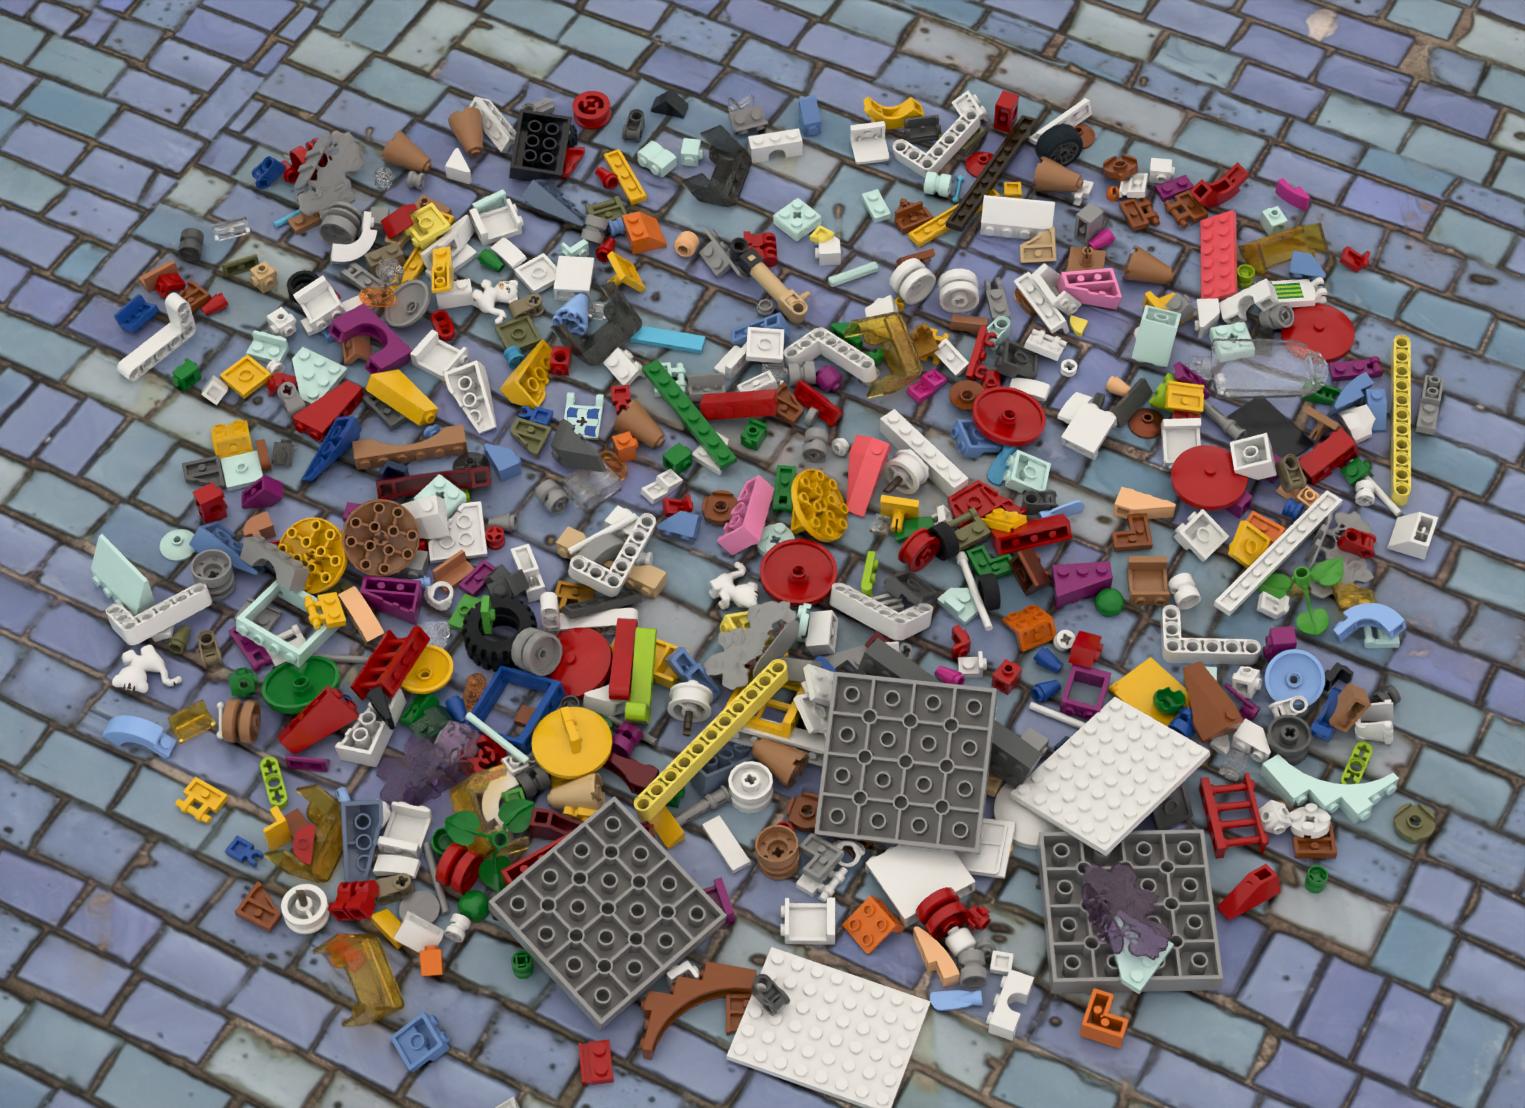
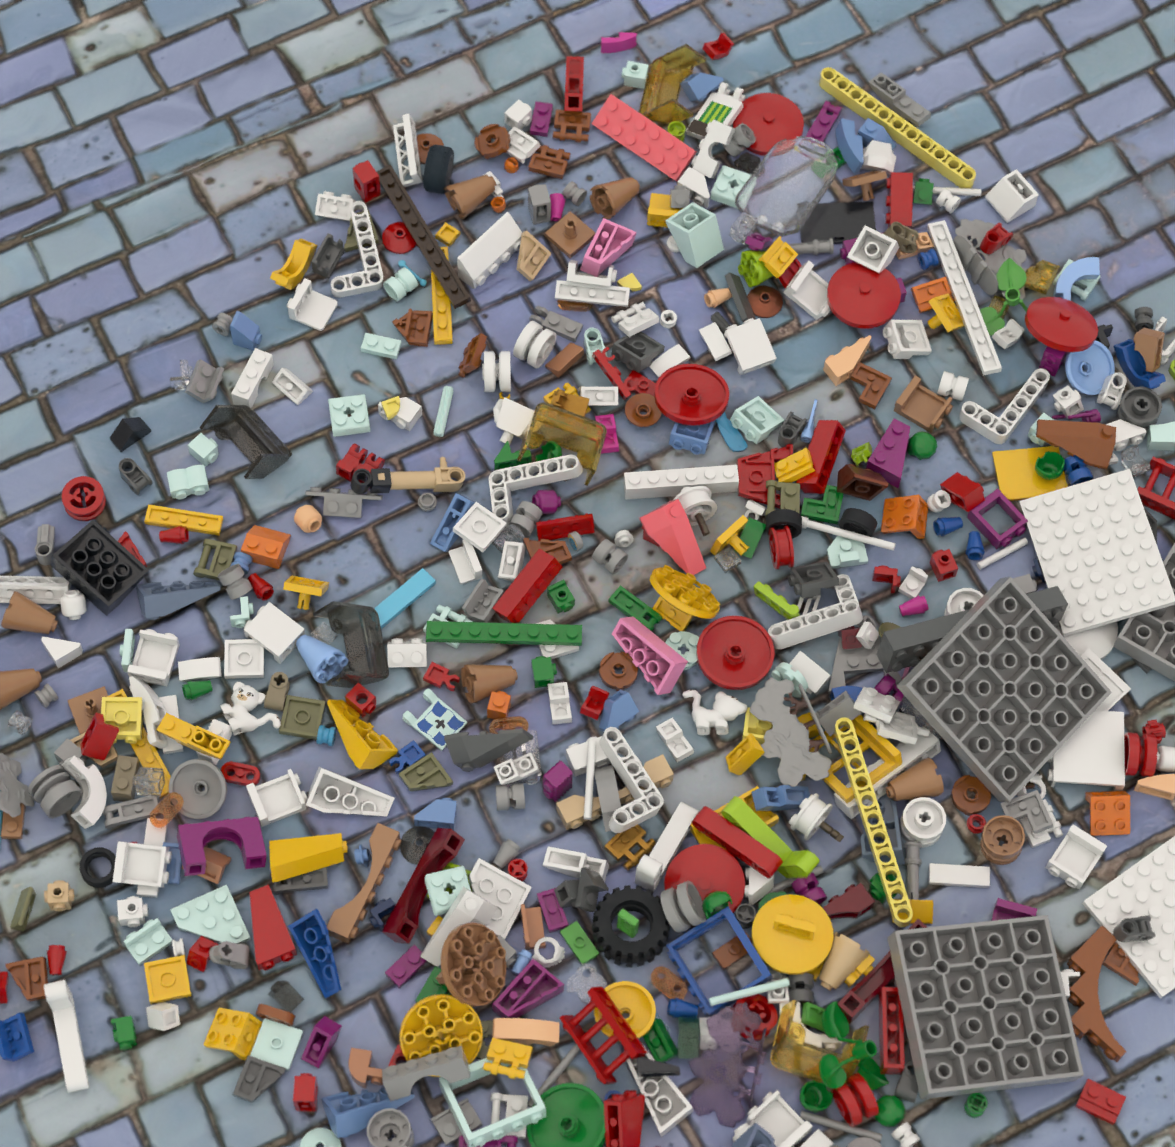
camera: 60 degrees left, 10 degrees up
(499, 151) = (73, 604): none -> white head
(557, 671) = (715, 903): none -> green hair
(574, 483) = (516, 769): none -> white slope
(586, 516) = (557, 781): none -> magenta brick
(601, 604) = (658, 828): dark grey tile -> none
(691, 579) = (674, 739): none -> white slope
(709, 629) = (744, 755): none -> yellow slope
(793, 174) = (291, 386): none -> white slope
(1056, 560) = (861, 453): none -> lime plate
(1067, 203) = (498, 204): none -> orange hinge
(1124, 244) = (575, 194): none -> light grey wheel
(1309, 627) = (1061, 324): none -> red dish

